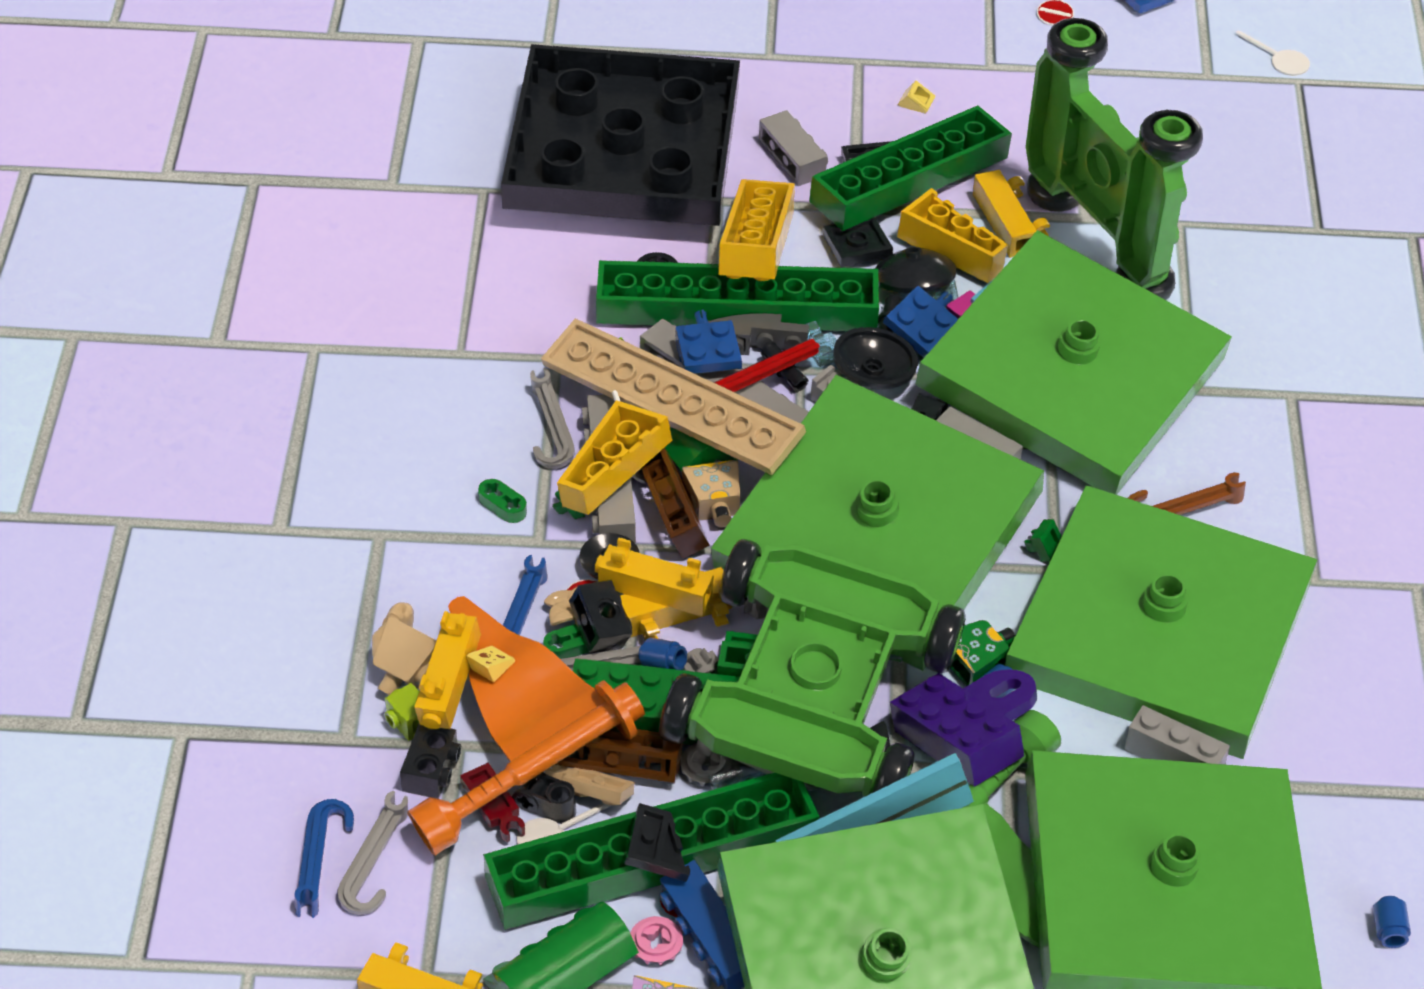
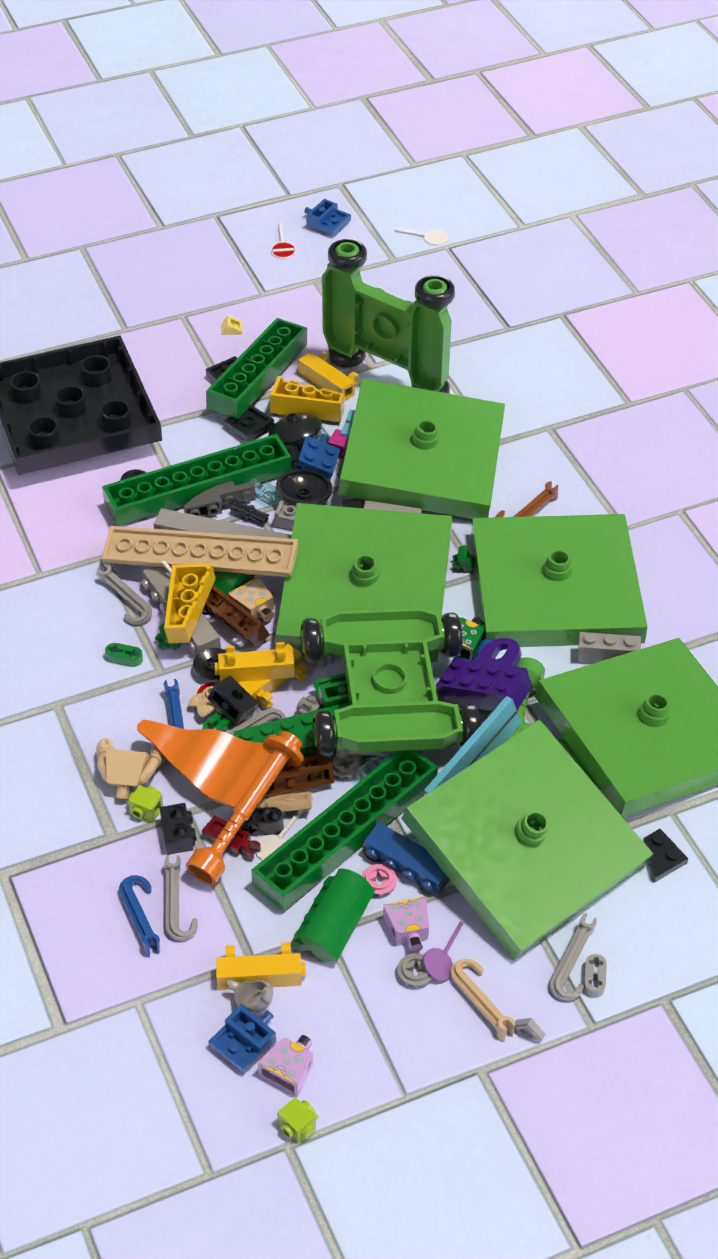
camera: 25 degrees left, 0 degrees up
(447, 671) = (163, 768): yellow brick -> none
(489, 662) = (186, 753): light yellow slope -> none
(655, 844) = (354, 821): black wing -> none
(662, 654) = (284, 708): blue brick -> none
(707, 345) = (202, 514): blue plate -> none
(756, 230) = (191, 434): yellow brick -> none
(770, 366) = (246, 512): red axle -> none
(792, 147) = (175, 379): light grey brick -> none

